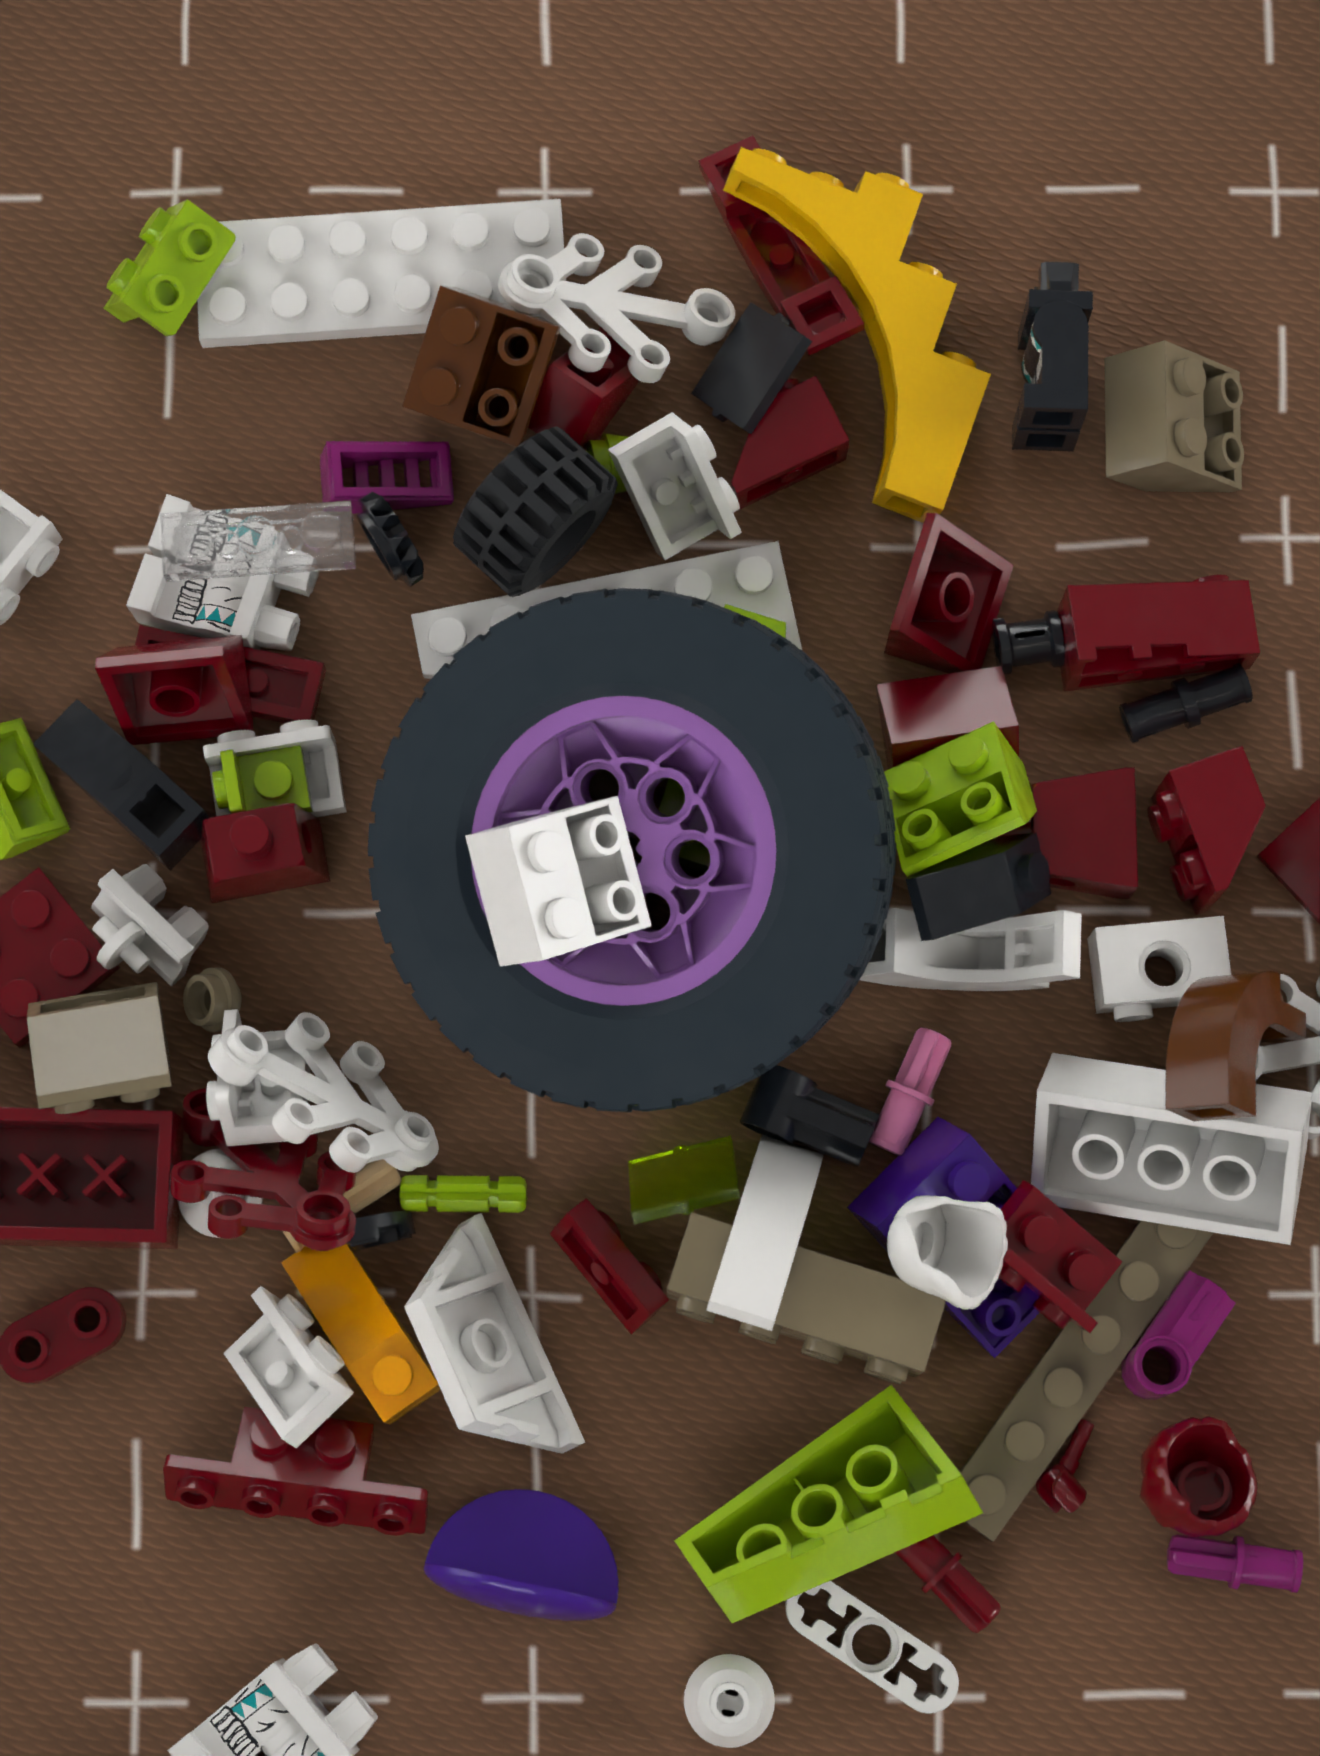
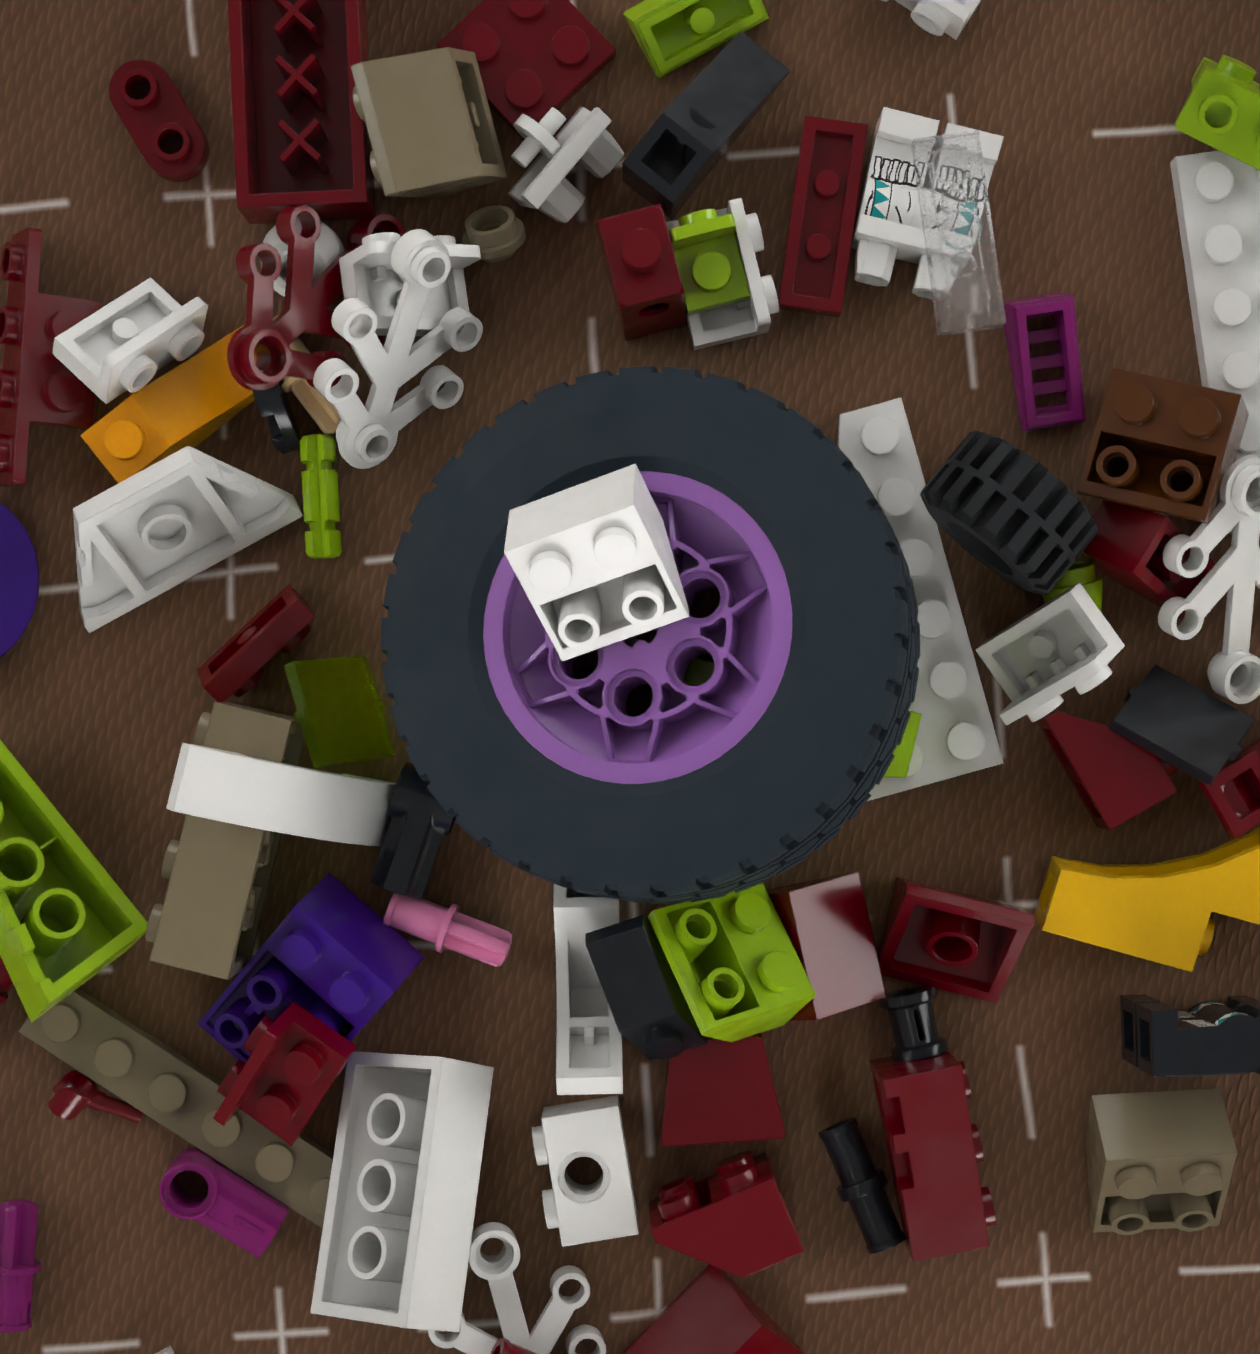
camera: 85 degrees right, 10 degrees up
(178, 689) = (802, 166): dark red slope -> none
(390, 539) = (973, 368): black gear -> none
(948, 1248) = (268, 978): white hair -> none
(1198, 1478) = (84, 1228): dark red hair -> none
(1218, 1041) = (494, 1241): reddish brown arch -> none

